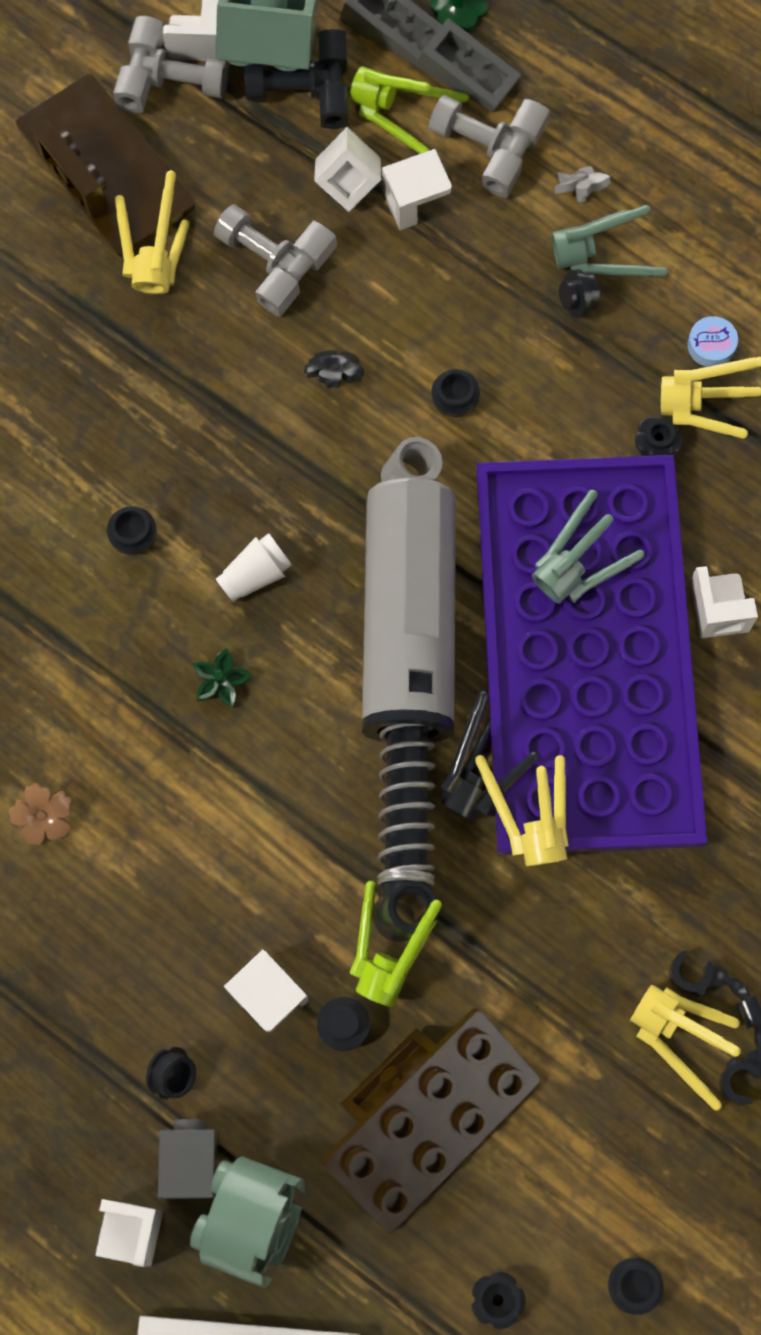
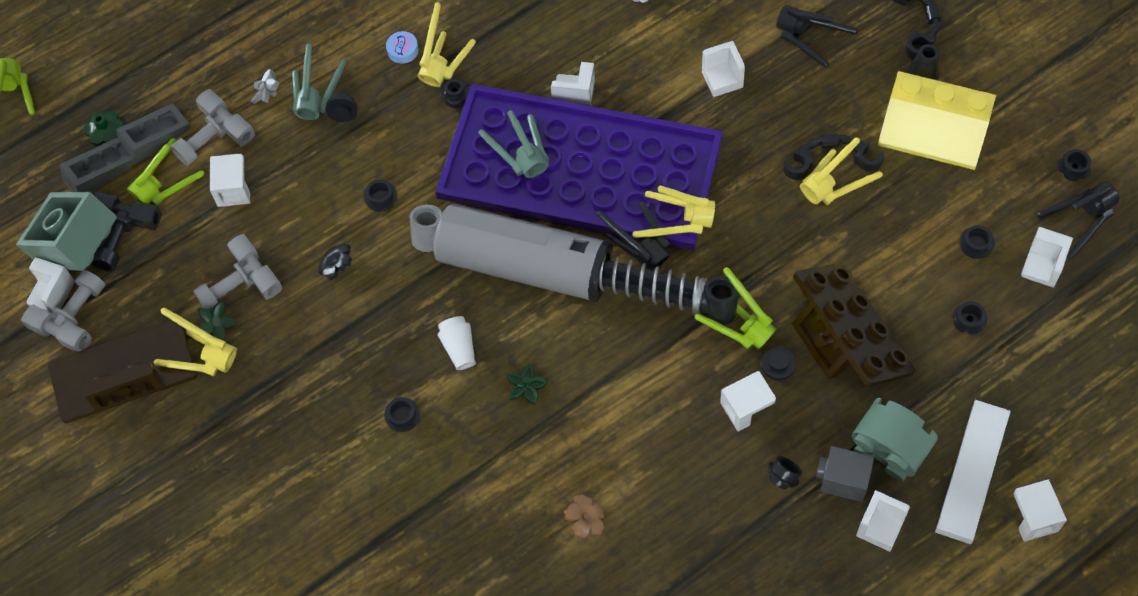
camera: 70 degrees left, 10 degrees down
(201, 248) = (215, 321): none -> dark green plant
(347, 169) = (196, 218): white panel -> none

